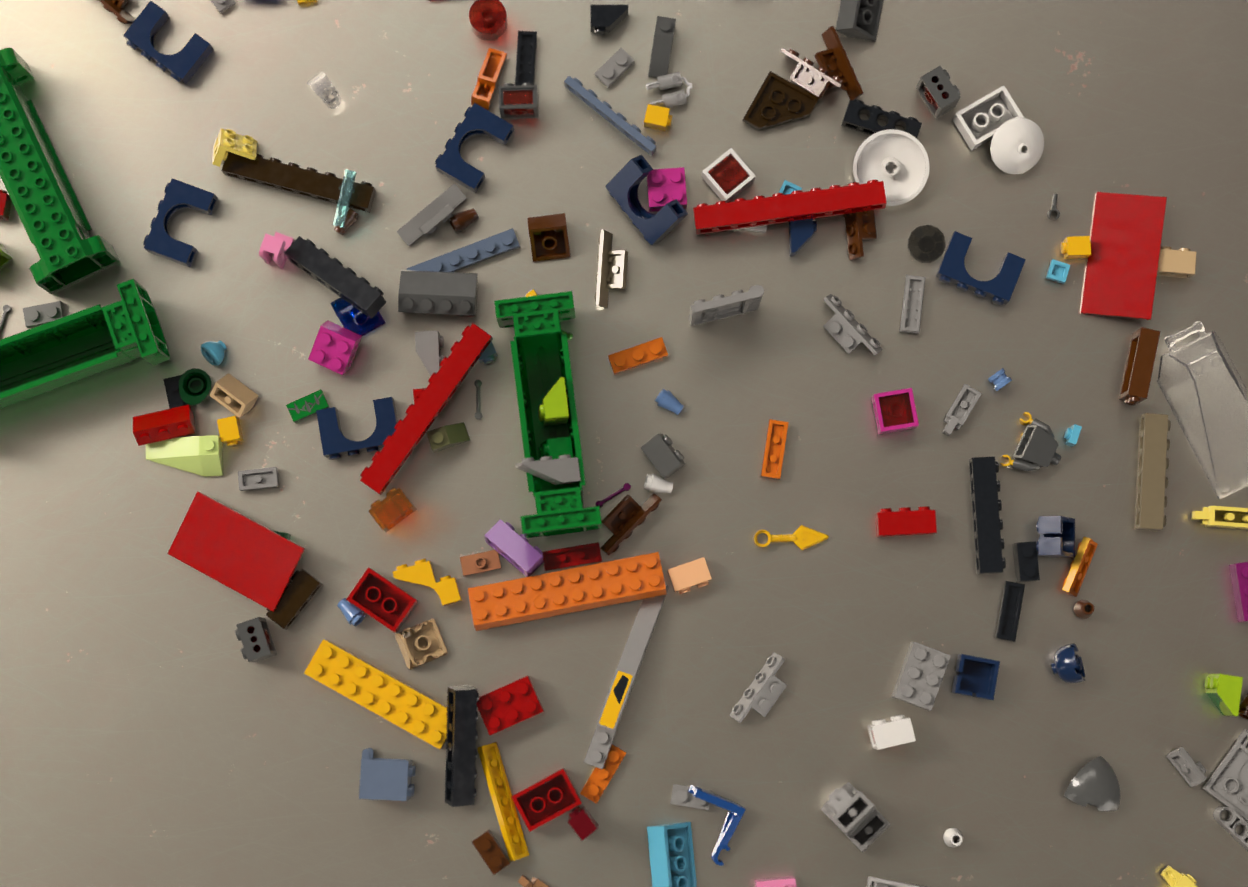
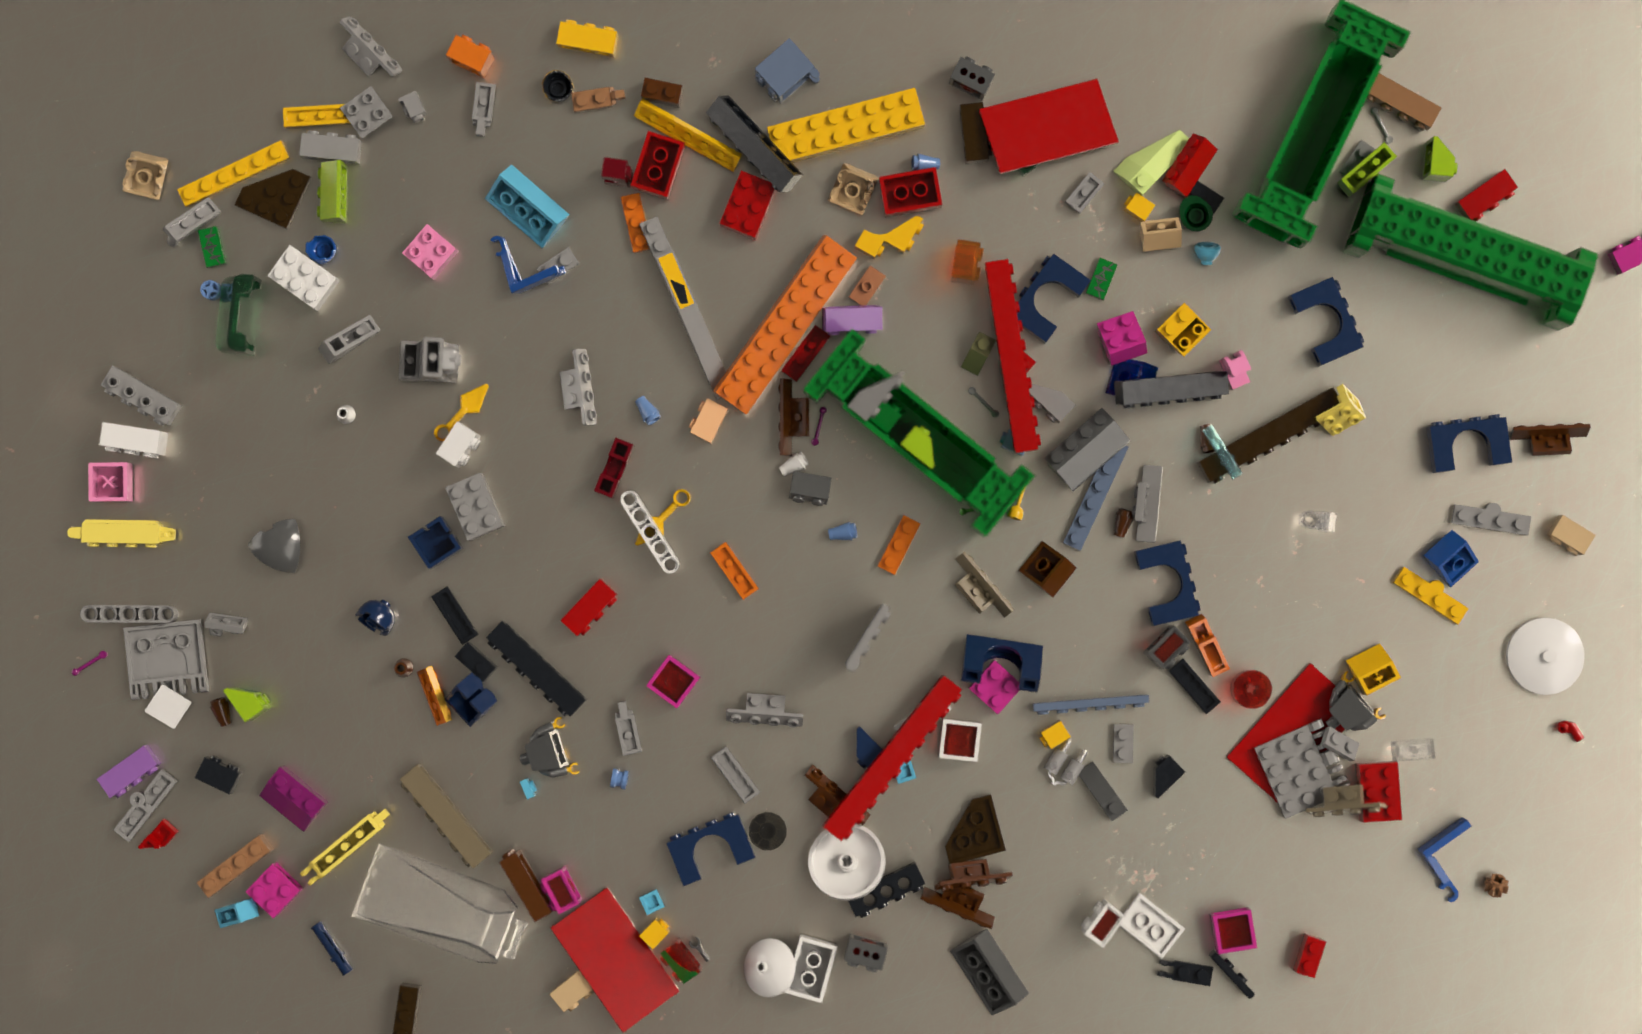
camera: 135 degrees right, 5 degrees up
(42, 298) = (1366, 169): none -> lime brick
(286, 313) = (1183, 330): none -> yellow slope
(727, 624) = (647, 410): none -> medium blue cone
(792, 606) = (614, 468): none -> dark red arch
(815, 527) = (649, 522): none -> white beam
(852, 757) = (470, 403): none -> yellow piece
(1076, 209) = (681, 961): none -> clear red slope
(1117, 339) = (560, 890): none -> piece

